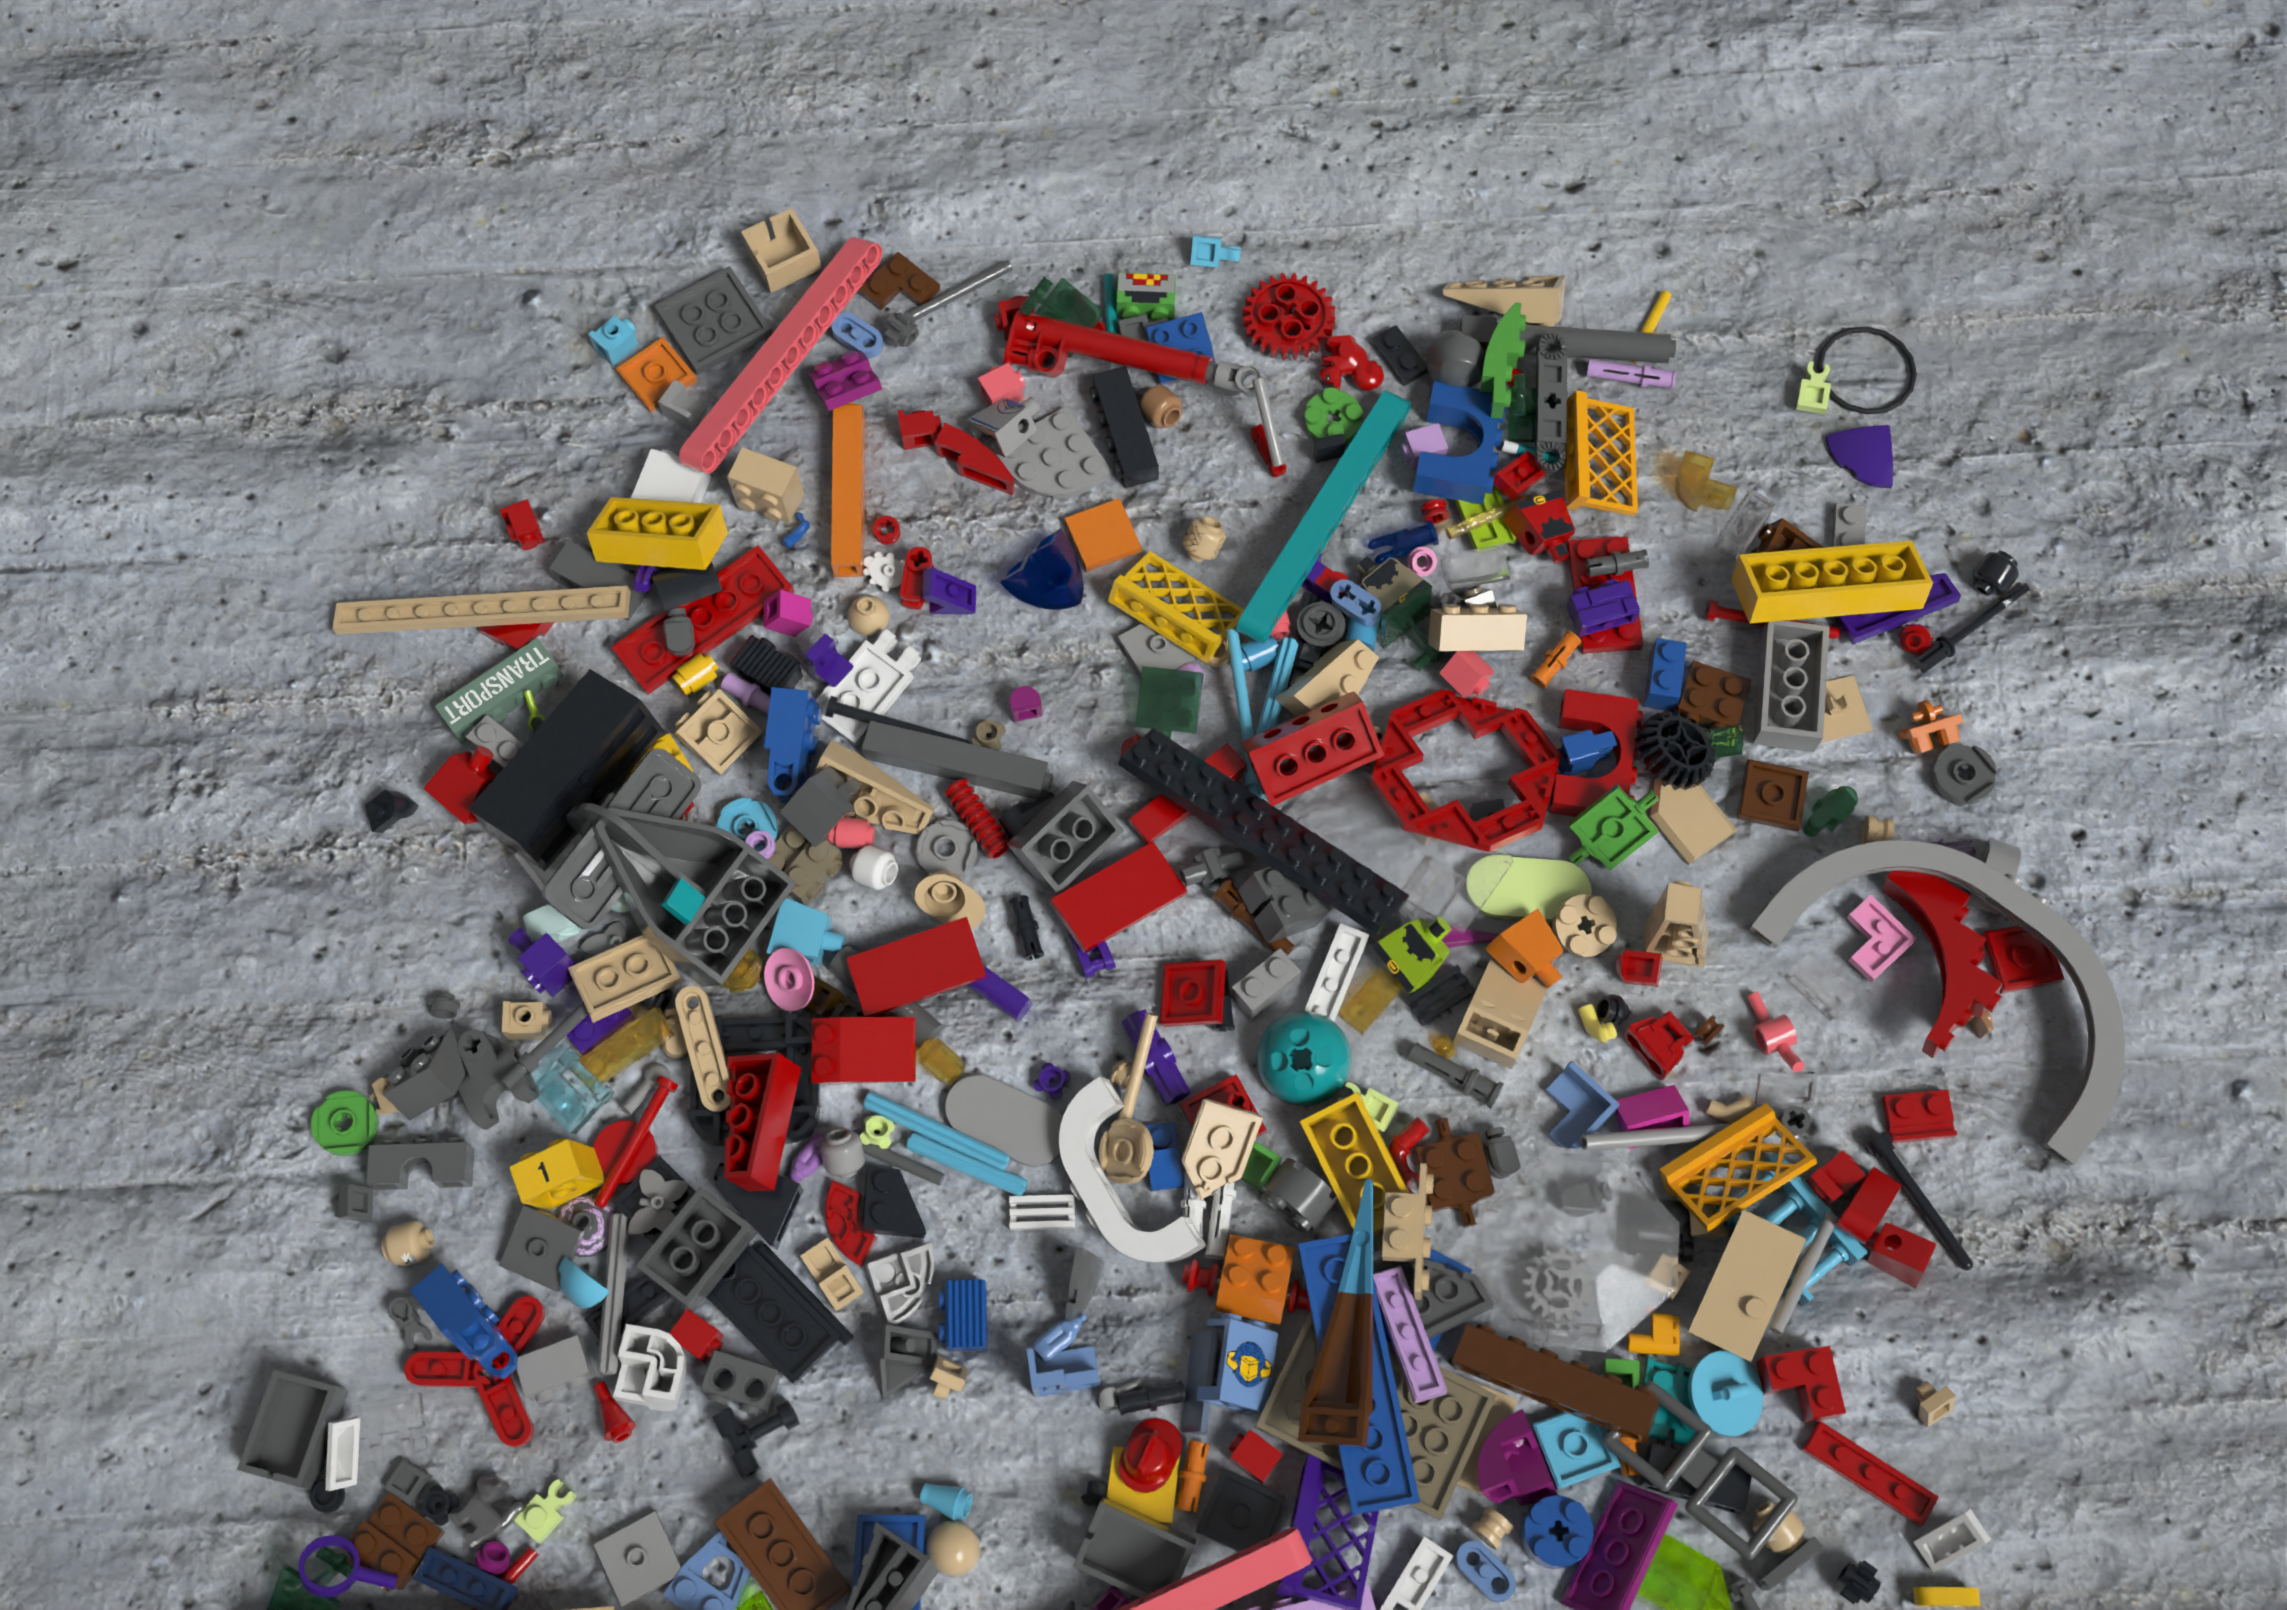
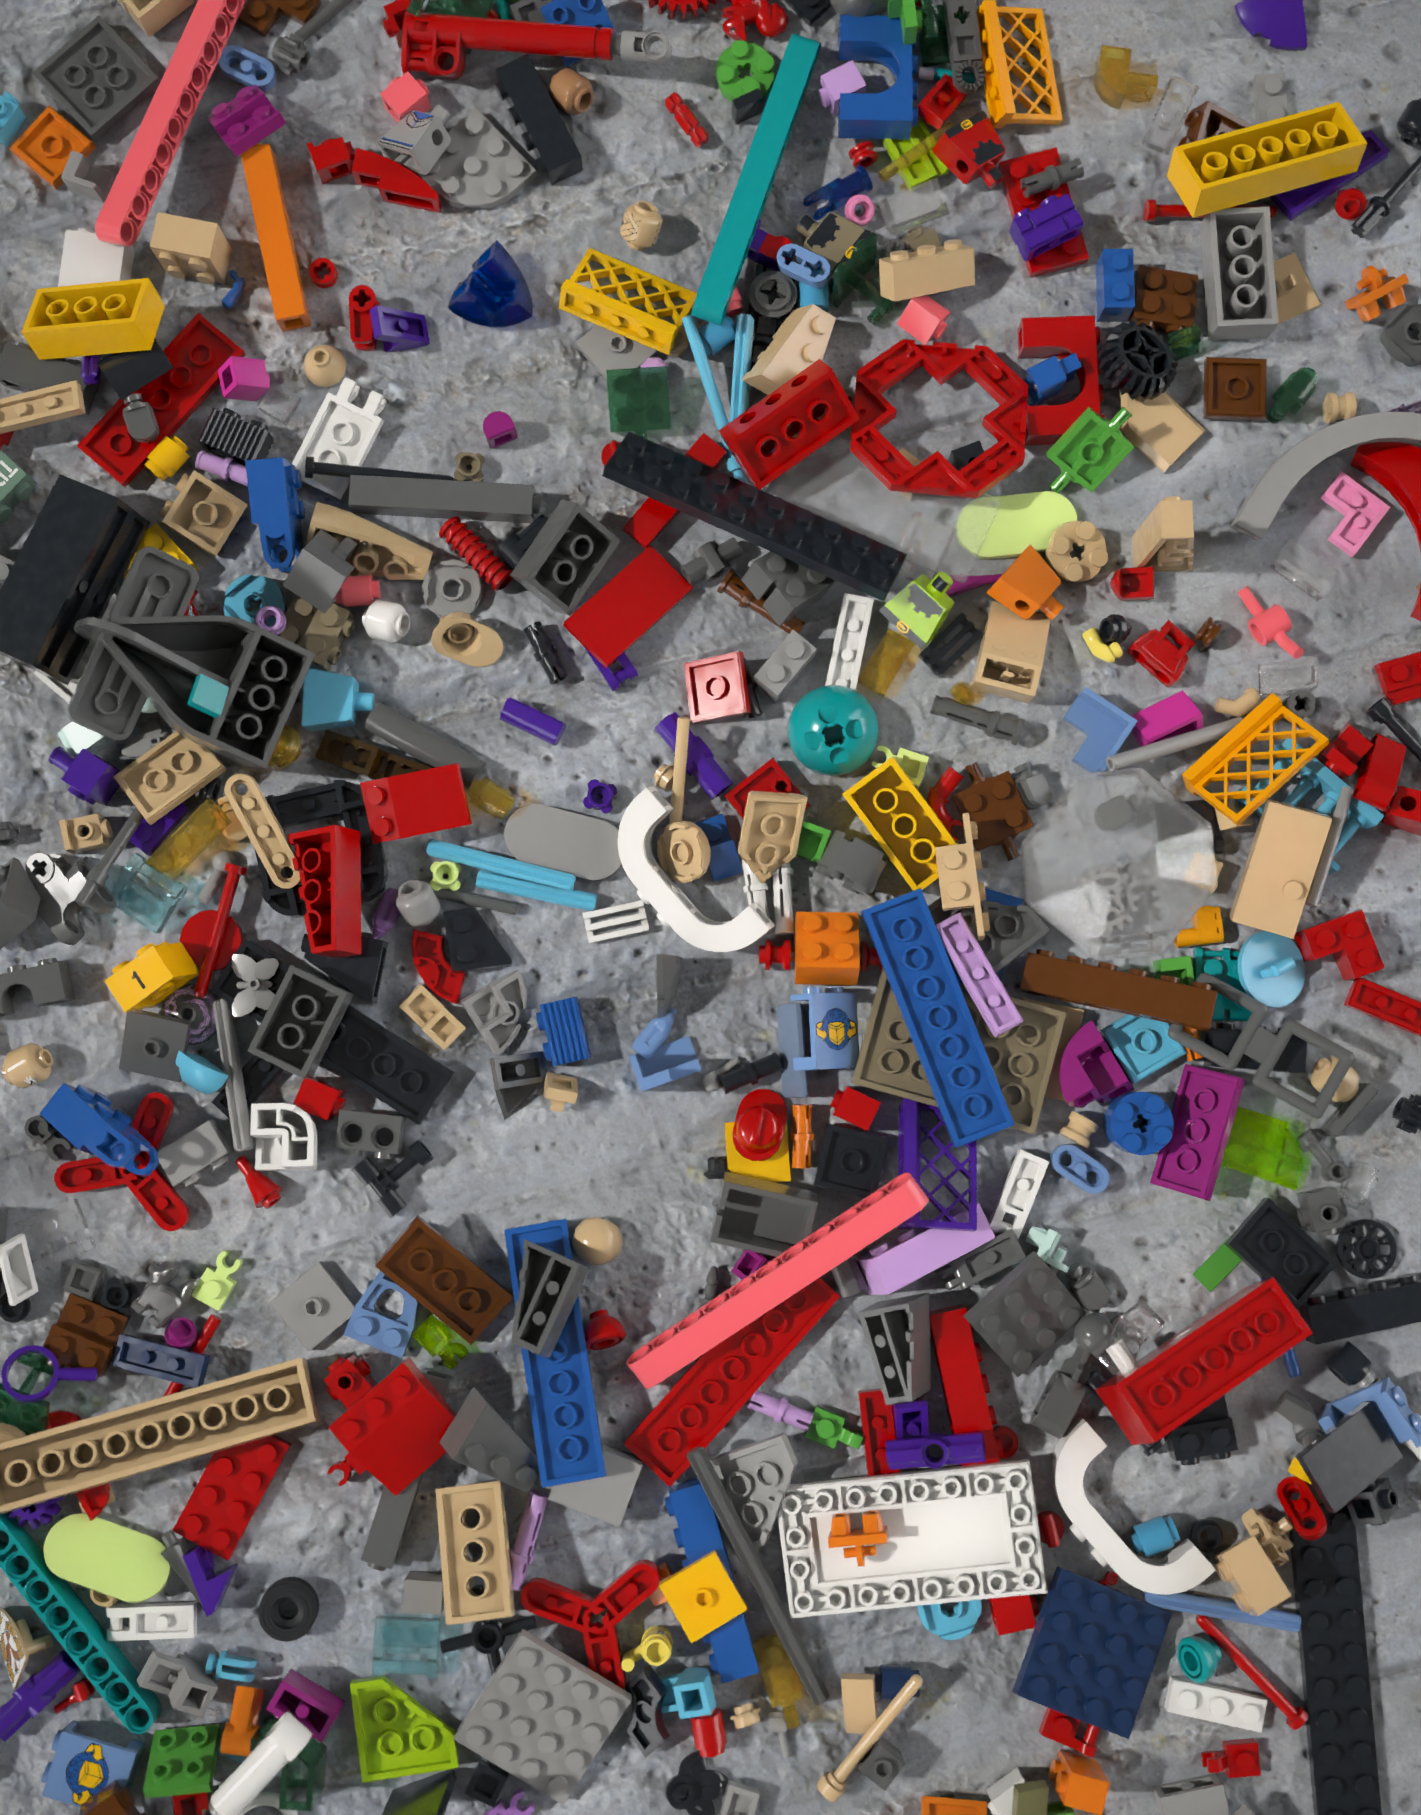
camera: 15 degrees left, 15 degrees up
(533, 710) = (17, 527): lime hand -> none
(776, 1263) = (409, 1037): black bar -> none
(789, 979) = (329, 747): bright pink dish -> none
(825, 663) = (294, 424): dark purple slope -> none
(884, 570) = (330, 316): white piece -> none
(916, 967) = (449, 713): red tile -> none
(948, 1500) = (587, 1201): medium azure cone -> none
(1103, 534) = (539, 238): orange tile -> none
(1268, 421) = (682, 88): light grey bar -> none
(1341, 1385) = (926, 1032): reddish brown plate -> none
(1554, 660) = (1015, 272): orange pin -> none

